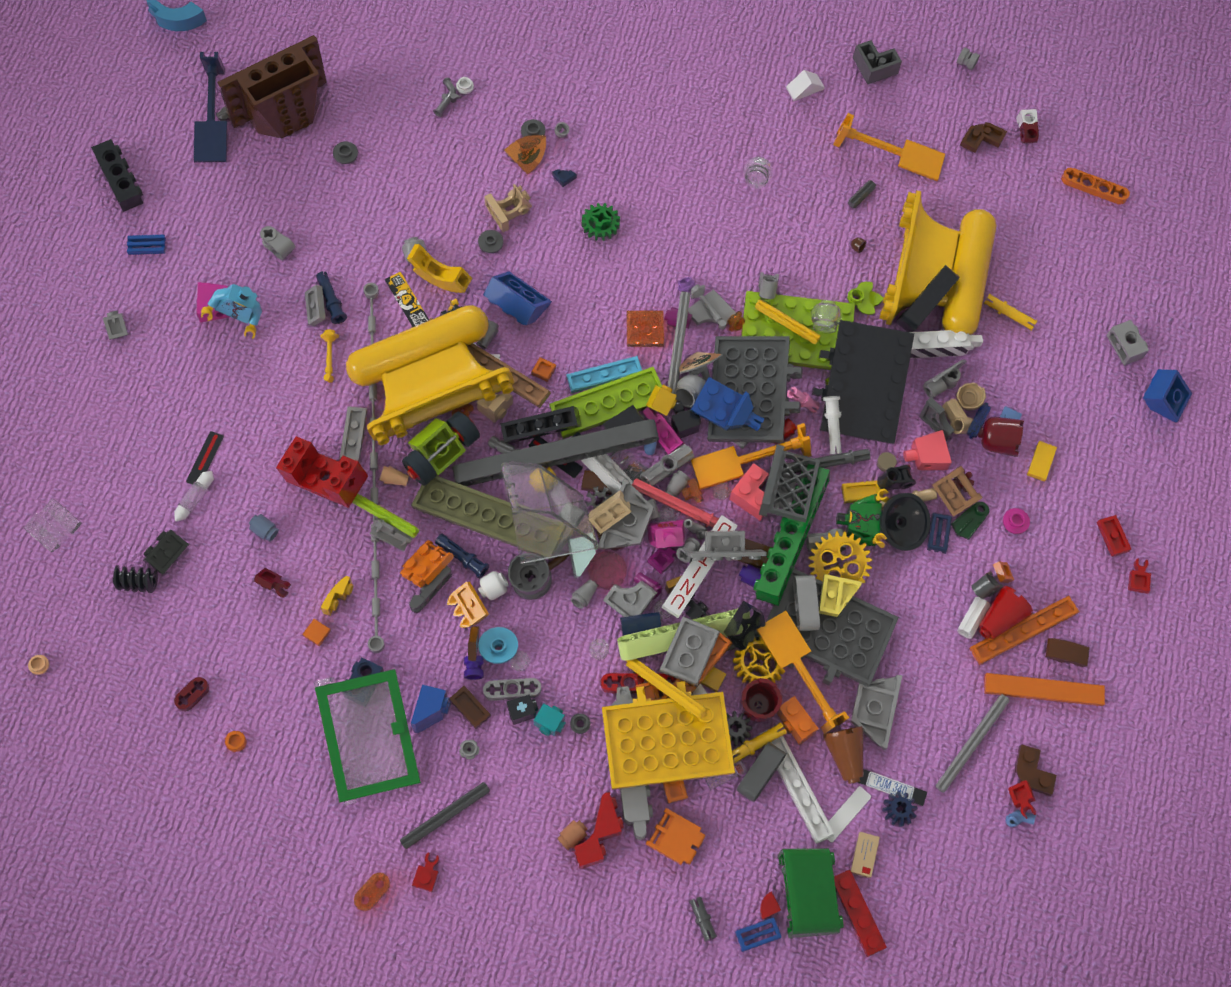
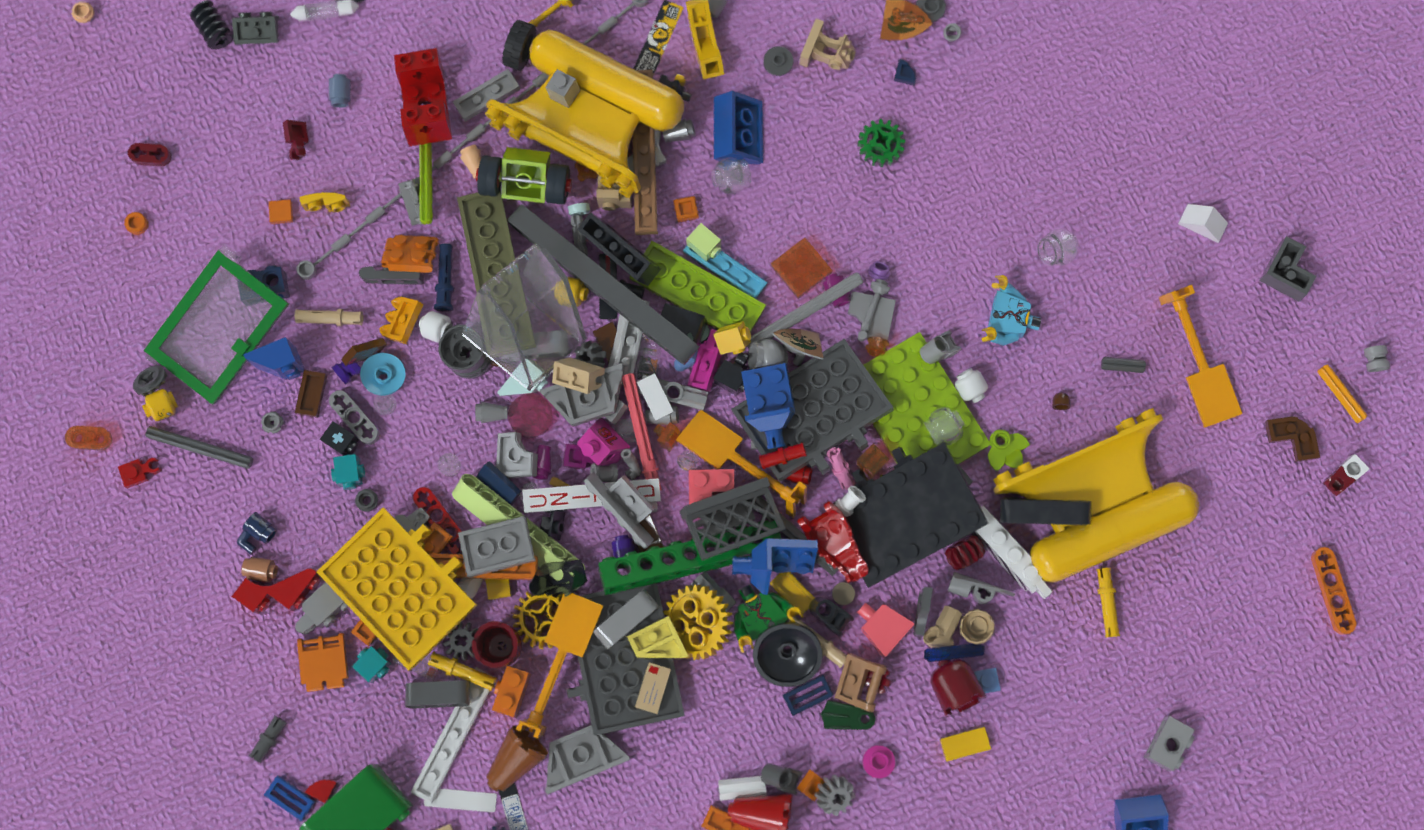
camera: 60 degrees right, 10 degrees up
(340, 384) = (517, 45): none -> black tyre
(360, 816) = (149, 380): none -> dark grey gear
(391, 819) = (160, 405): none -> yellow head
(403, 371) = (562, 88): none -> light grey brick
(424, 653) = (329, 317): none -> tan pin
(487, 434) = (579, 209): none -> light aqua tile
(540, 814) = (259, 529): none -> dark blue piece
(547, 322) = (731, 175): none -> clear piece
(580, 371) = (704, 242): none -> yellowish green brick
(663, 476) = (655, 396): none -> white sticker
(667, 688) = (442, 553): yellow axle -> none
(704, 802) = (372, 663): none -> teal brick
(770, 424) = (782, 455): none -> red pin
(777, 231) = (1009, 315): none -> medium azure torso
(787, 321) = (913, 394): yellow axle -> none
(807, 286) = (971, 385): none -> white head
(813, 377) = (872, 461): none -> clear orange brick
(836, 479) = (776, 556): none -> blue plate
(851, 435) = (836, 542): none -> red animal
(866, 622) = (652, 688): none -> tan tile
(918, 367) = (965, 552): none -> dark red gear
(969, 92) = (1342, 393): none -> light orange axle
(1021, 561) = (835, 795): none -> light grey gear

